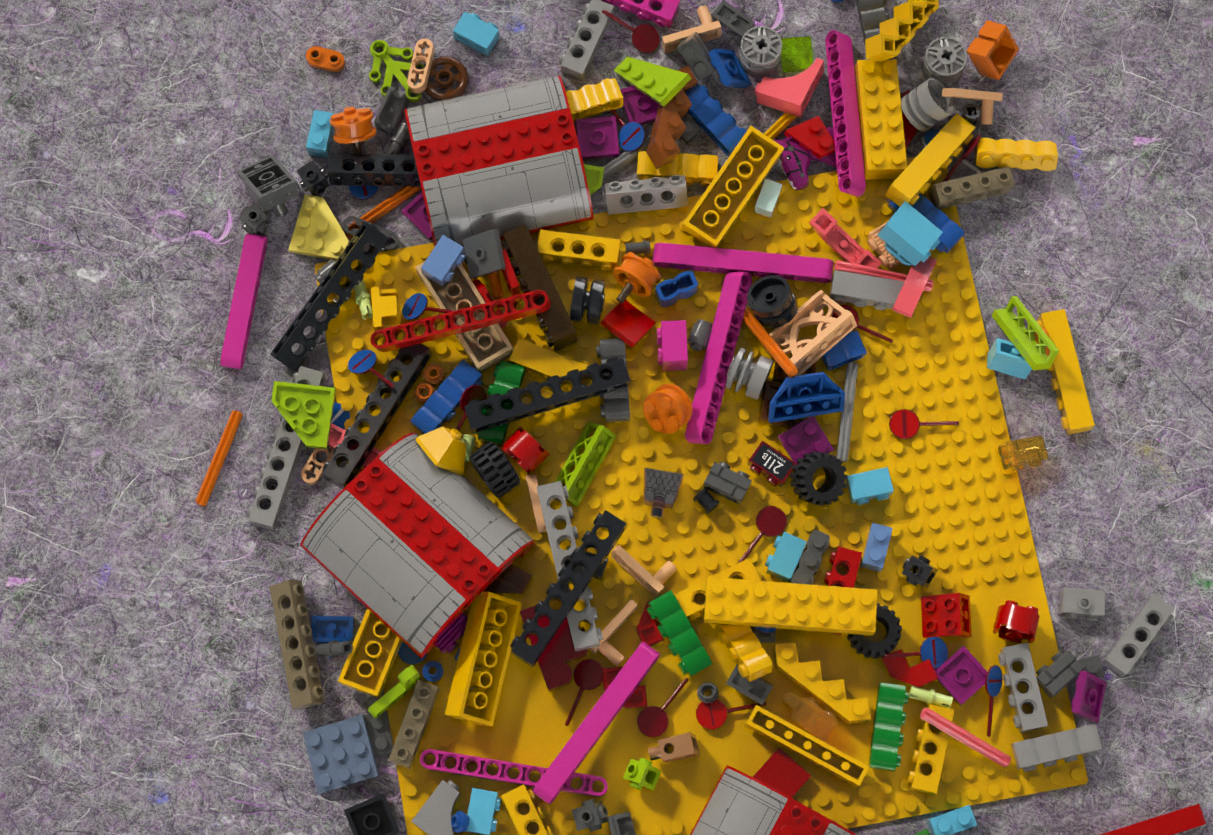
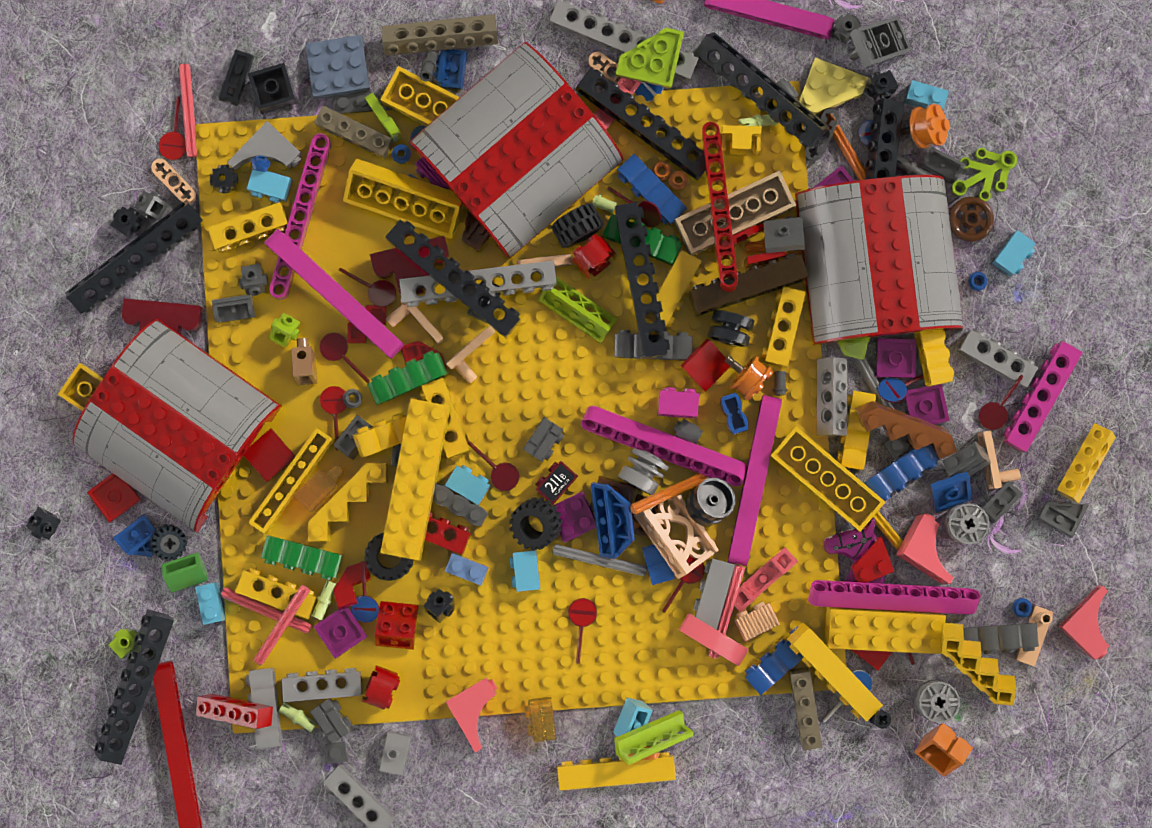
camera: 95 degrees right, 10 degrees up
(324, 59) = (1003, 107): orange plate -> none
(365, 361) = (695, 116): blue piece -> none
(416, 305) = (745, 170): blue piece -> none
(422, 73) = (993, 195): light nougat beam -> none
(443, 261) = (780, 196): medium blue brick -> none
(444, 449) = (601, 181): yellow slope -> none
(508, 61) = (983, 281): none -> blue plate
(651, 79) = (944, 416): lime wing -> none
(661, 490) = (543, 377): torso -> none
(667, 408) = (617, 392): orange wheel -> none
(706, 500) = (529, 418): black bush -> none
(768, 198) = (816, 512): light aqua piece -> none
(796, 54) = (962, 559): clear neon green piece -> none
(909, 235) = (759, 640): medium azure brick -> none
(926, 105) = (892, 677): light grey wheel -> none
(949, 764) = (263, 609): none -> coral axle
(969, 148) = (847, 713): dark red piece -> none
(986, 97) = (897, 736): light nougat piece -> none
(993, 685) = (326, 657): piece -> none
(1019, 154) = (836, 754): yellow brick -> none
(1022, 529) = (467, 708): none -> coral arch
(1060, 710) = (297, 717): none -> yellowish green pin
(1066, 777) = (234, 711): none -> red brick
(1088, 696) = (307, 744): magenta plate -> none

